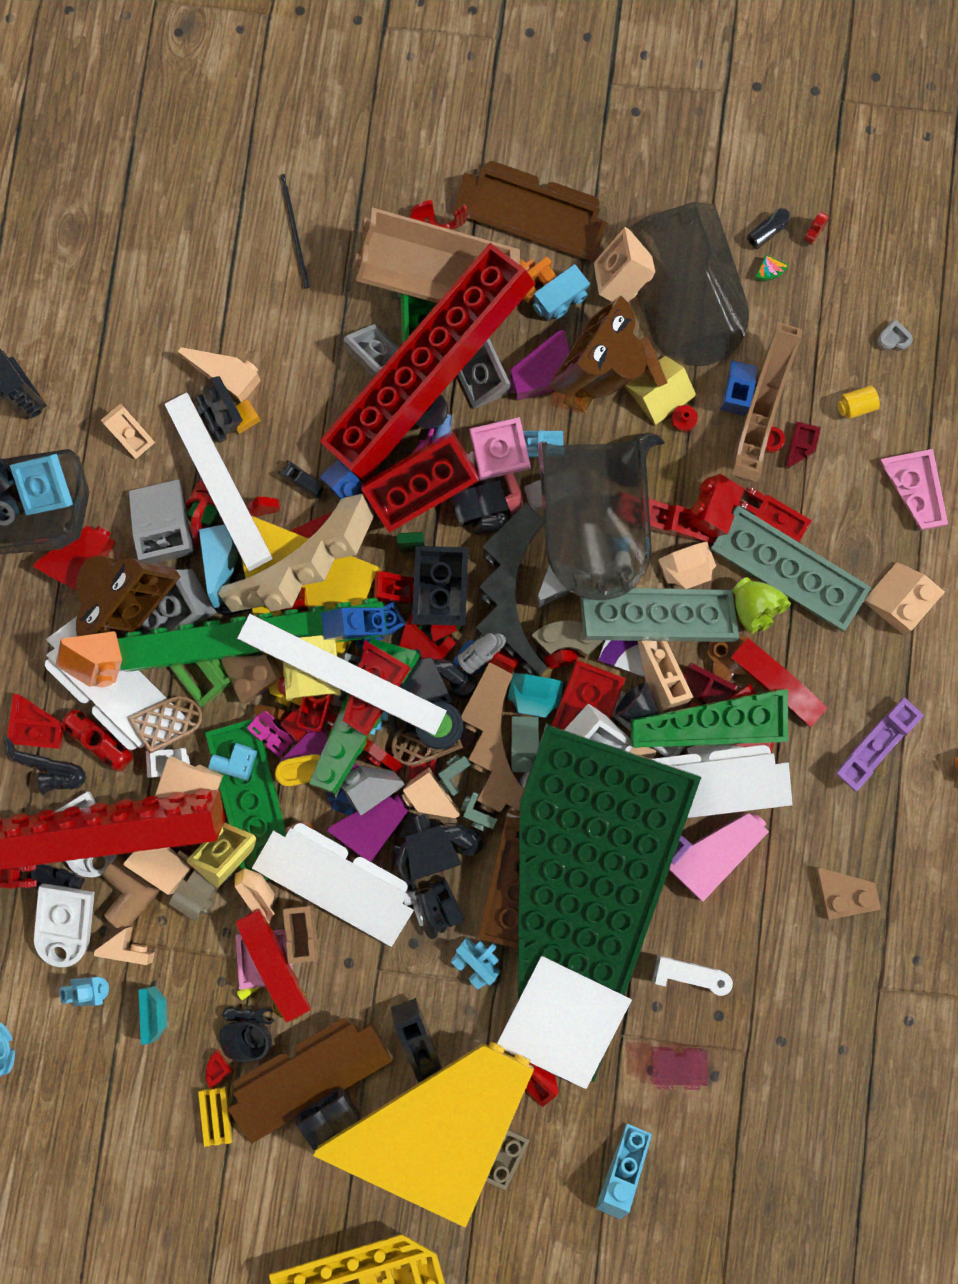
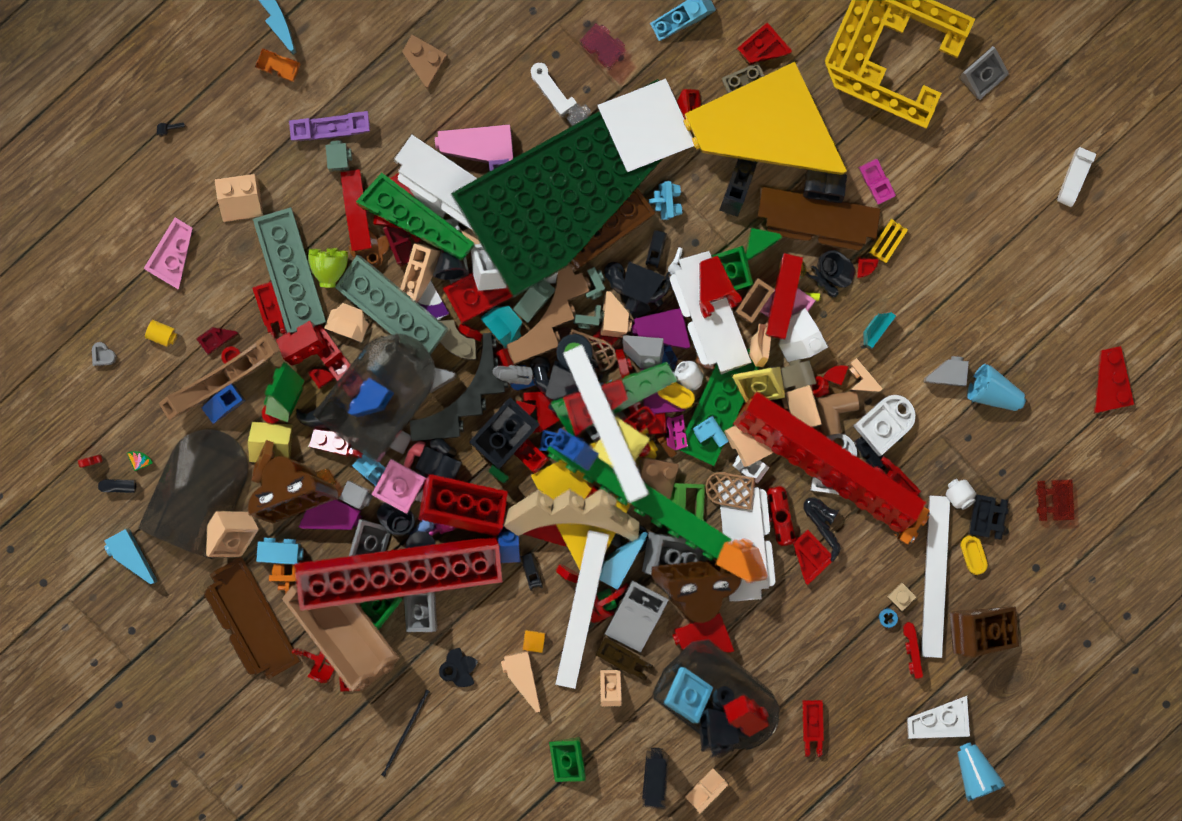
camera: 140 degrees left, 5 degrees up
(39, 1032) = (950, 373): none -> light grey slope
(85, 991) = (905, 373): medium azure hips -> none
(113, 331) = (567, 760): none -> green slope
(141, 470) = (621, 658): none -> dark brown hinge
(157, 930) = (836, 374): none -> red tile
(160, 903) = (820, 388): none -> red tile
(218, 409) = (542, 654): black plate -> none
(218, 938) = (802, 337): none -> white slope
(278, 1169) = (876, 181): none -> dark pink slope
(294, 334) = (461, 668): none -> black plate
(305, 801) = (689, 375): none -> white head
(346, 998) = (759, 241): none -> green slope
(349, 948) = (736, 267): none -> green slope
(353, 914) = (715, 285): none -> red flag
(430, 912) = (669, 252): black bar -> none
(474, 413) = (395, 520): none -> black cap
(514, 1213) = (763, 45): none -> red wing
(534, 406) = (356, 495): none -> light grey slope
(600, 506) = (371, 399): none -> blue slope
(607, 433) = (331, 443): none -> hinge
(643, 973) = (578, 113): none -> clear gear
(668, 492) = (321, 377): none -> red tile
(691, 442) = (283, 393): none -> green slope
(700, 174) = (127, 552): none -> medium azure slope
(844, 721) = (338, 156): none -> sand green brick

